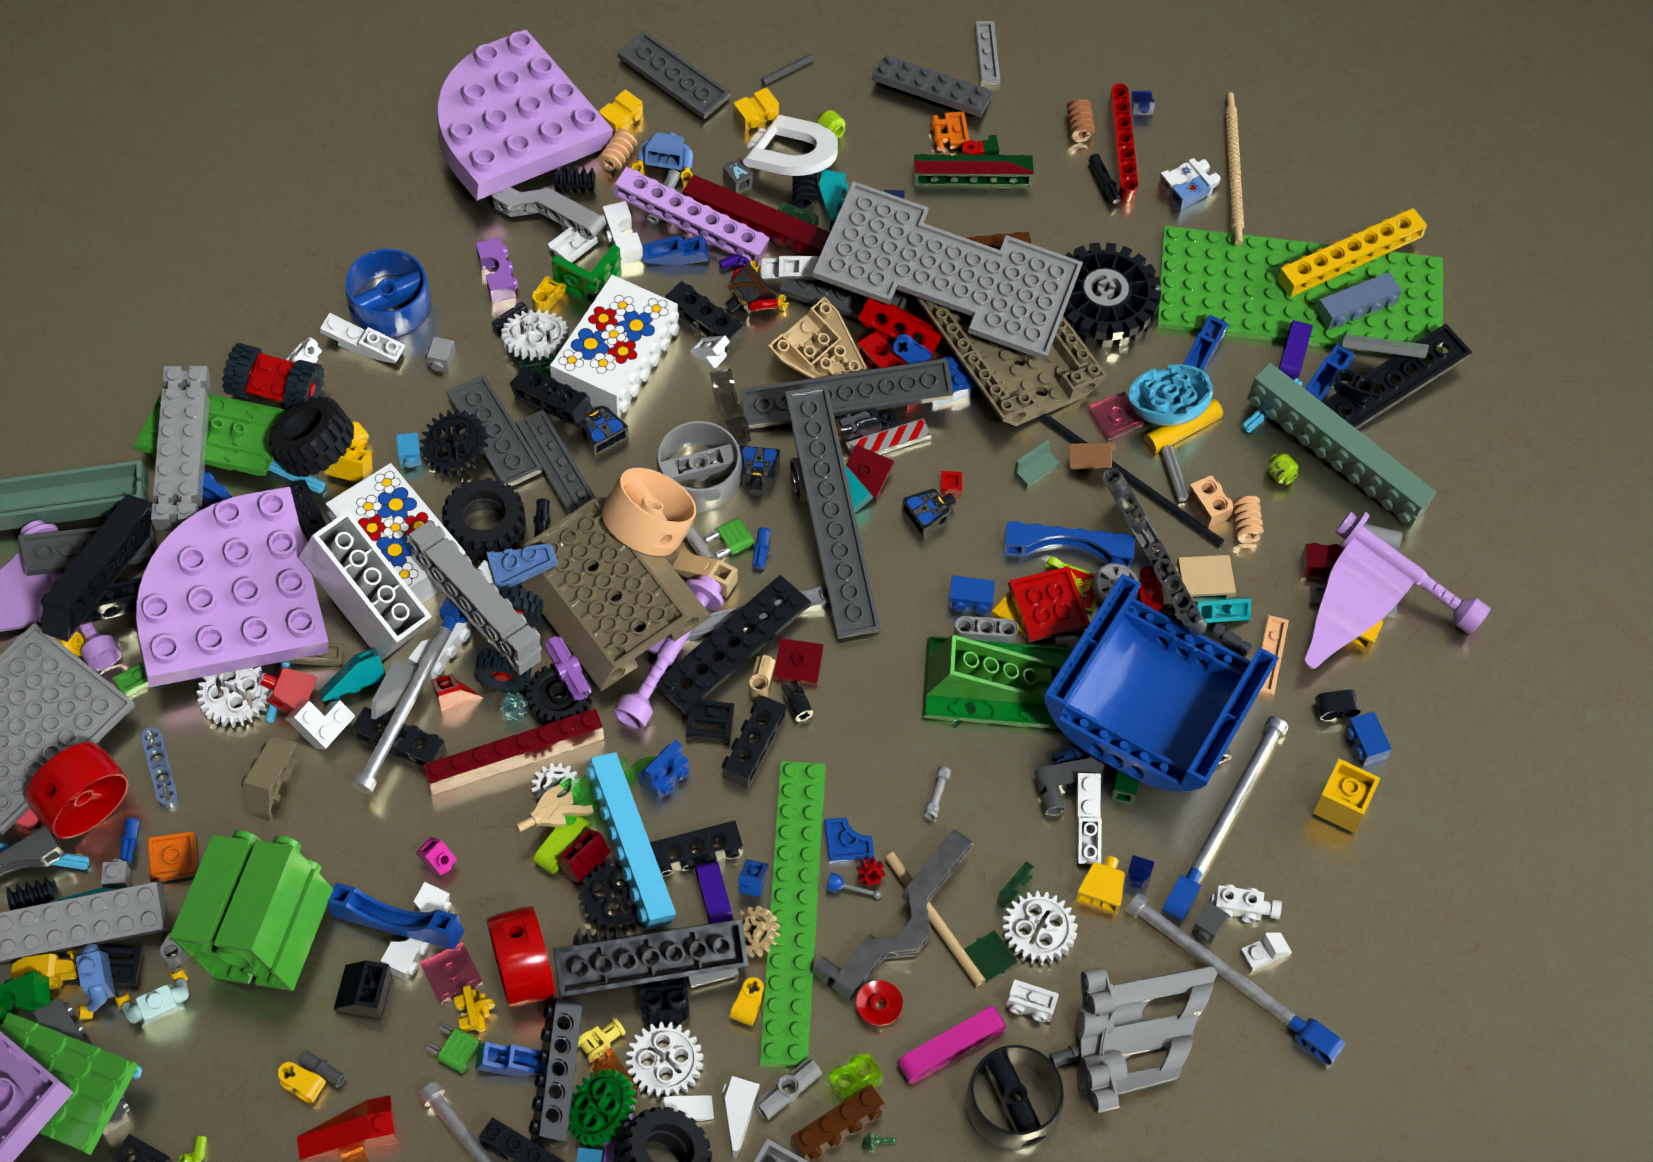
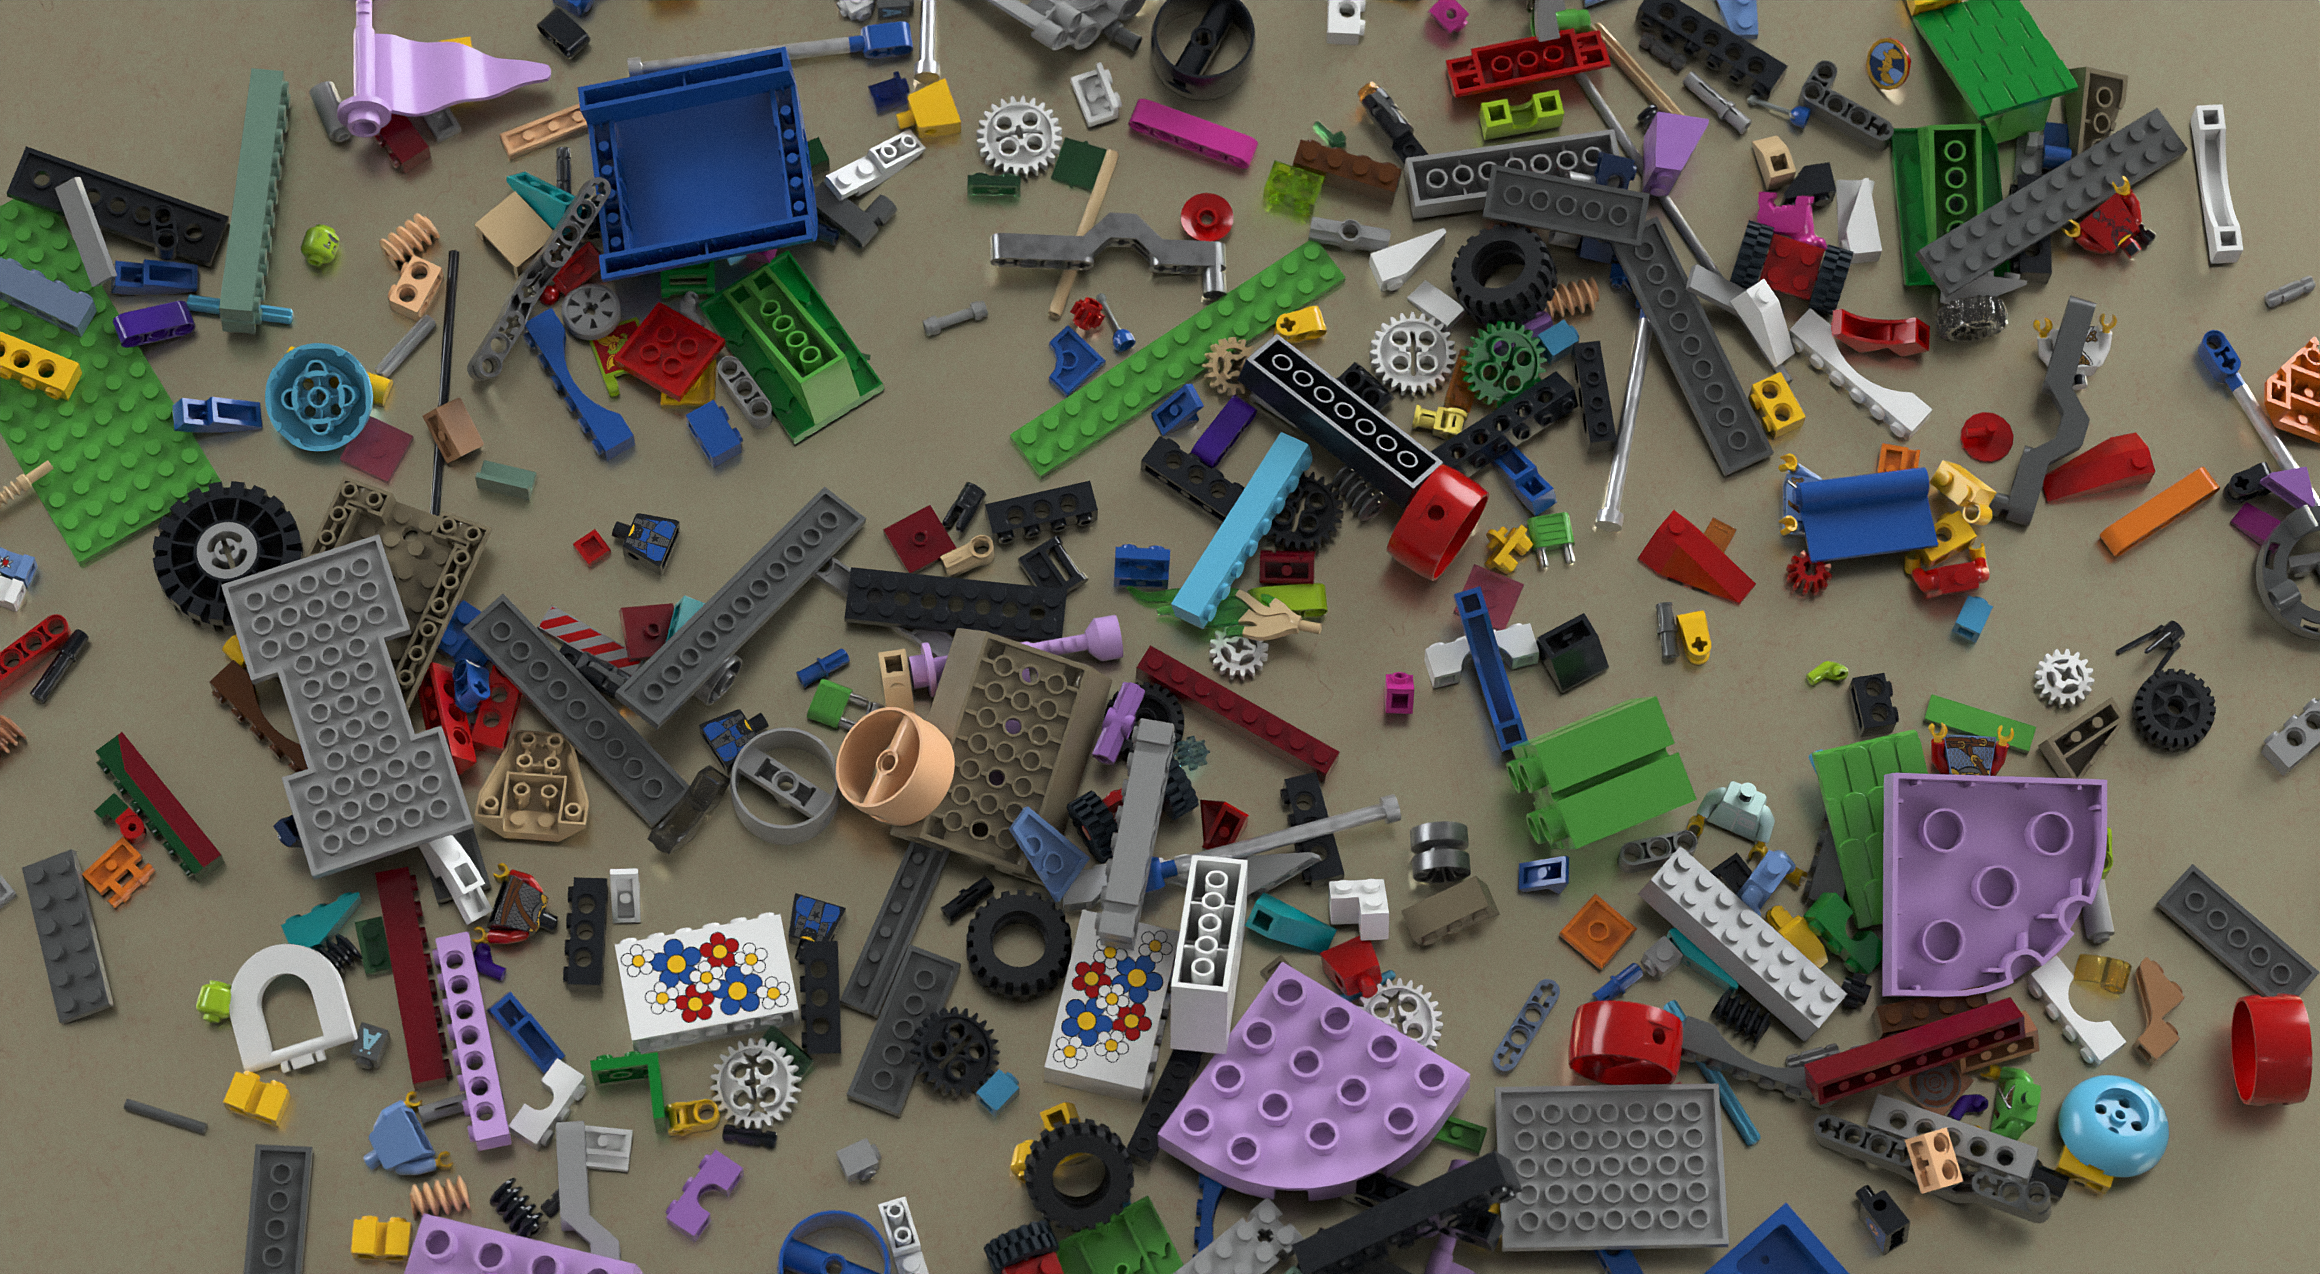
camera: 130 degrees left, 10 degrees up
(309, 794) = (1440, 852): none -> flat silver wheel

